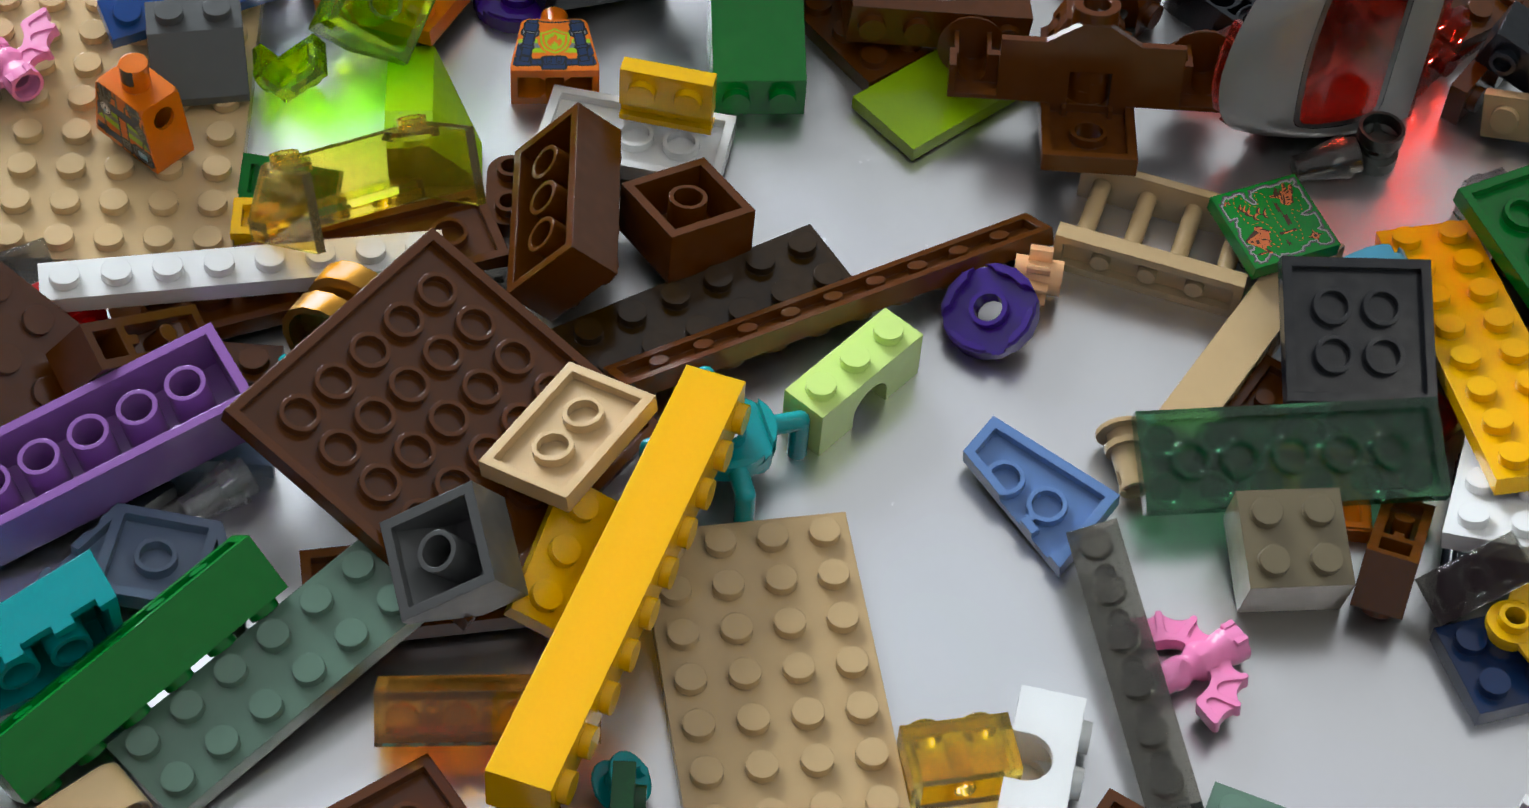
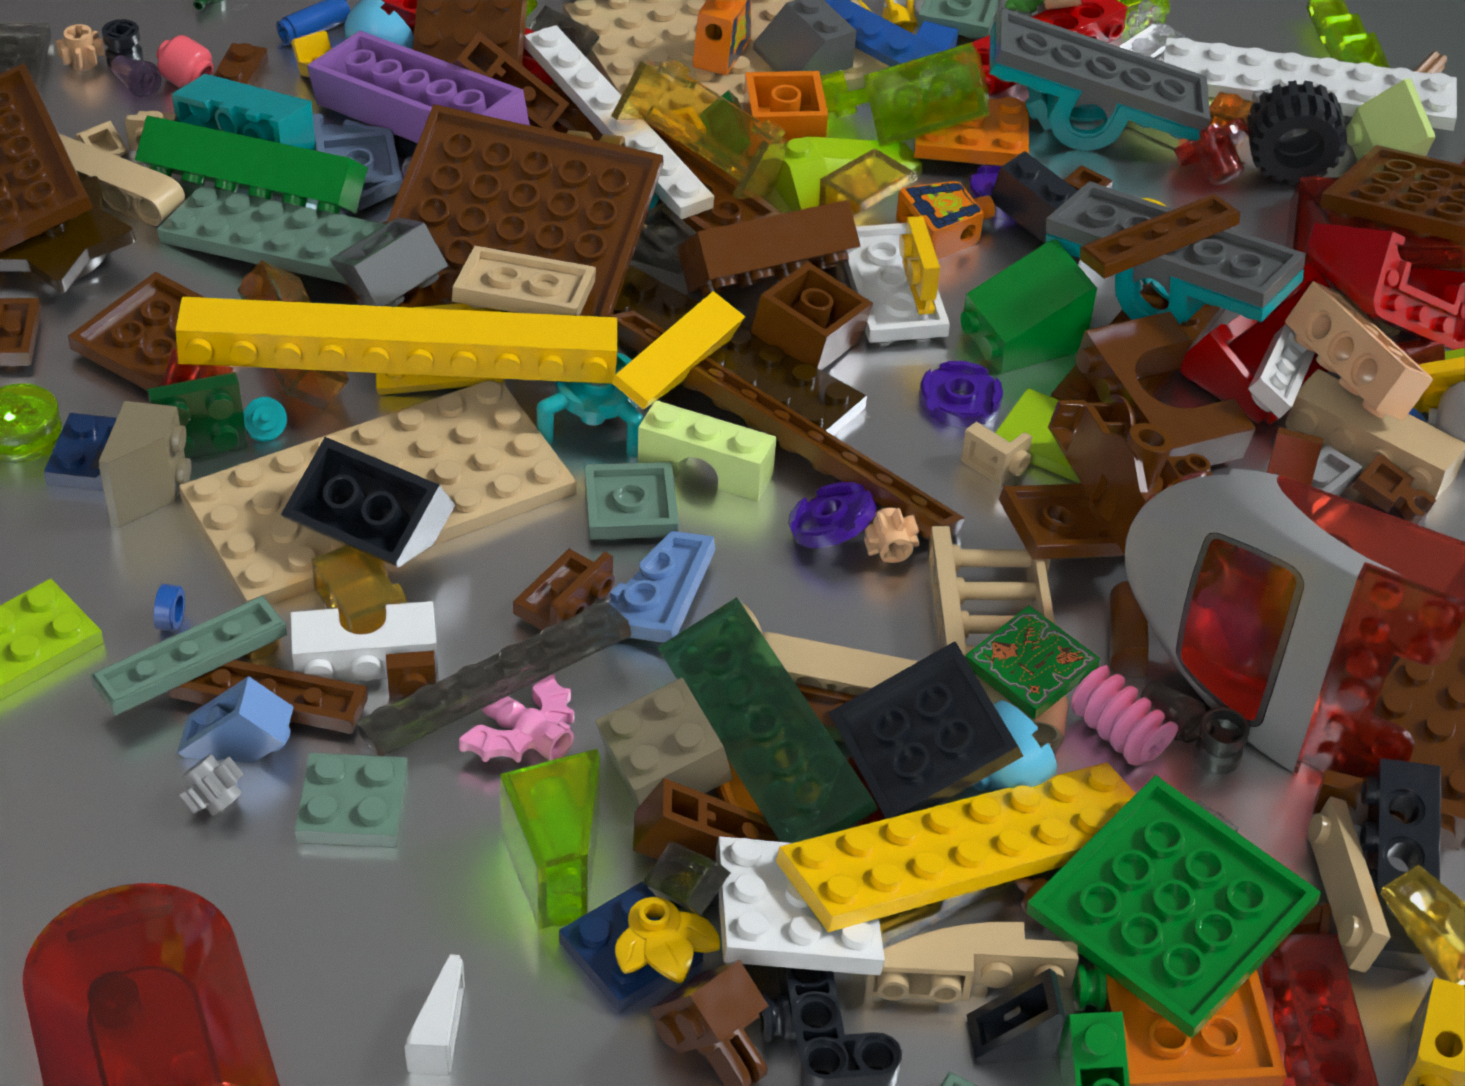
camera: 70 degrees right, 5 degrees down
(304, 109) = (789, 100): none -> orange brick
(504, 97) = (865, 181): none -> clear yellow slope
(729, 348) = (678, 350): none -> yellow slope
(823, 171) = (957, 410): none -> dark purple tile
(867, 700) = (368, 504): none -> black slope
(894, 473) = (630, 500): none -> sand green plate
(944, 158) = (994, 455): none -> tan bracket
(1021, 568) = (565, 589): none -> reddish brown bracket
(1105, 744) = (409, 672): none -> reddish brown plate
(1219, 148) = (1127, 634): none -> reddish brown brick
(1349, 191) = (1122, 718): none -> bright pink piece
(1393, 669) = (552, 833): none -> clear neon green slope

